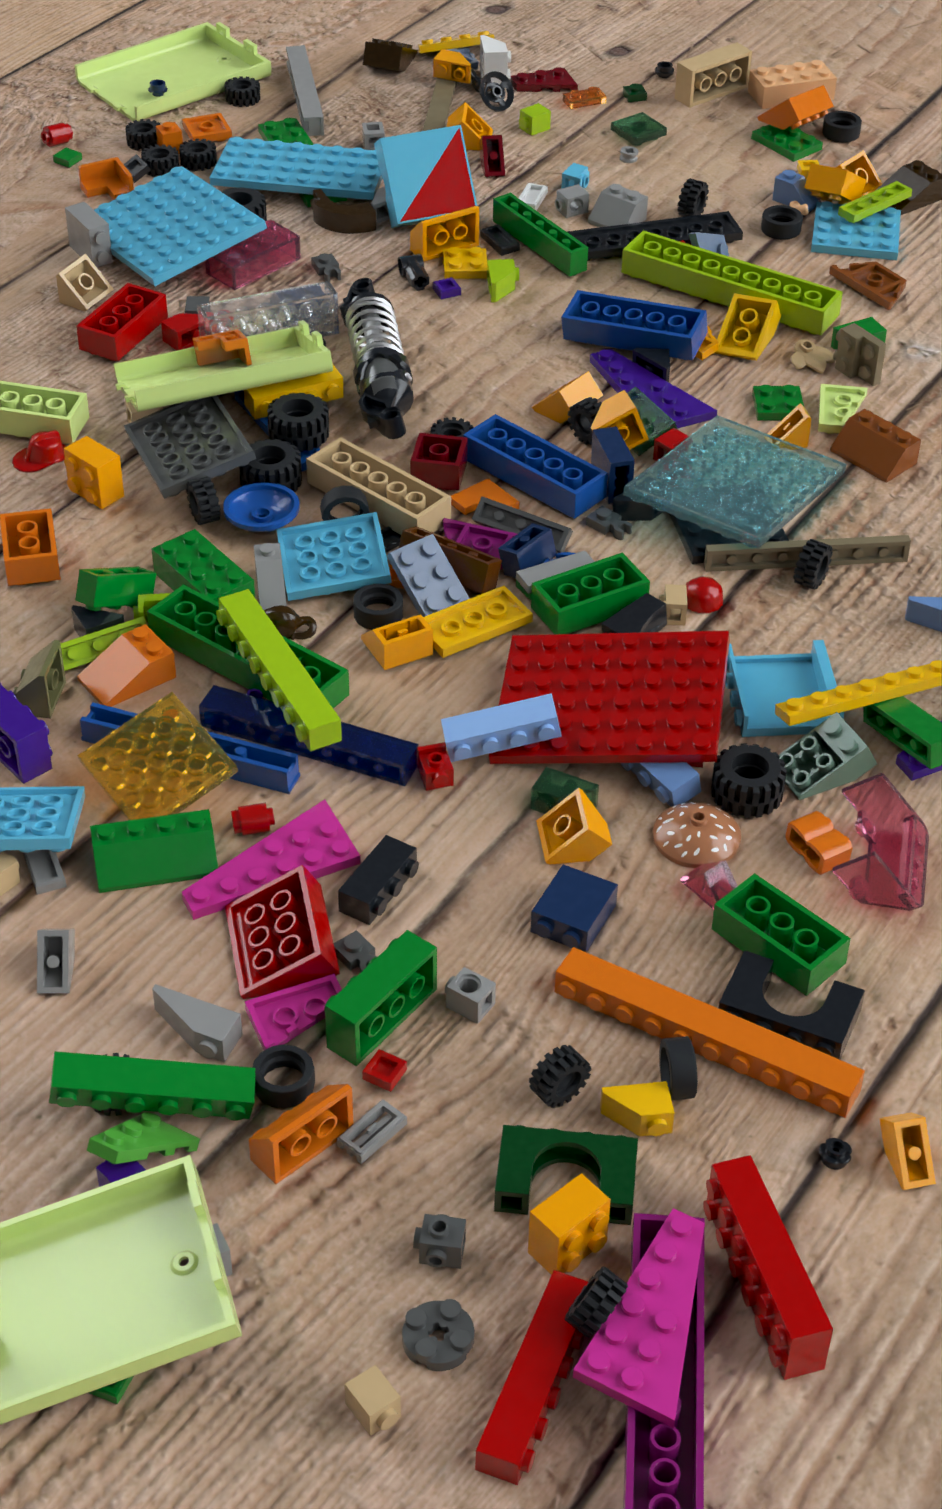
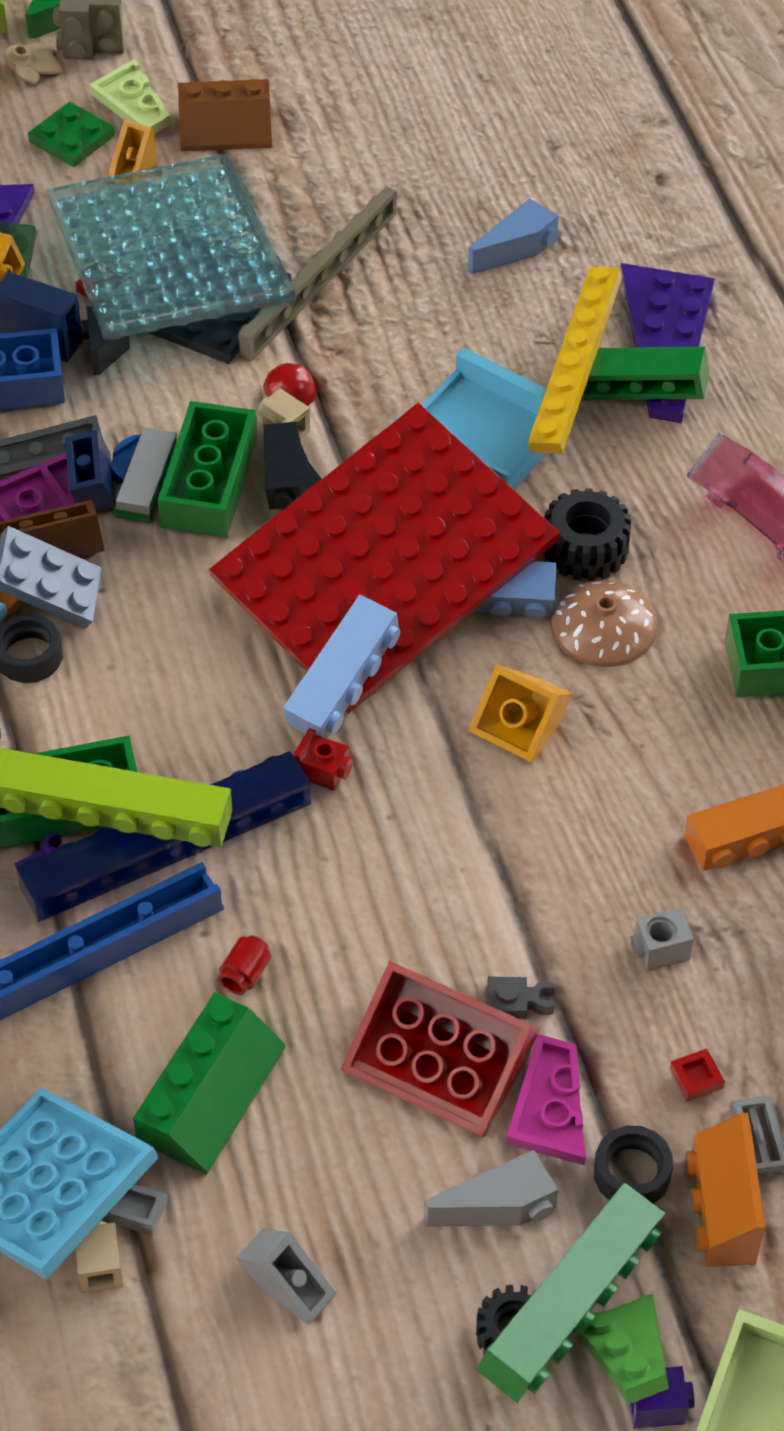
camera: 50 degrees left, 10 degrees up
(158, 761) = (91, 996): clear yellow plate -> none
(309, 840) = (323, 970): dark pink wing -> none
(378, 880) = (438, 912): black brick -> none
(381, 997) = (616, 1014): green brick -> none
(400, 642) = (104, 664): light orange slope -> none
(477, 620) = (136, 586): yellow plate -> none
(555, 786) = (459, 685): clear green slope -> none
(574, 908) = (623, 781): dark blue brick -> none
(608, 521) = (97, 381): dark grey plate -> none
(667, 442) = (52, 257): red brick -> none
(710, 881) = (684, 655): clear pink slope -> none
(813, 564) = (349, 278): black tyre -> none
(818, 842) = (708, 542): orange brick -> none
(826, 758) = (608, 454): sand green slope -> none

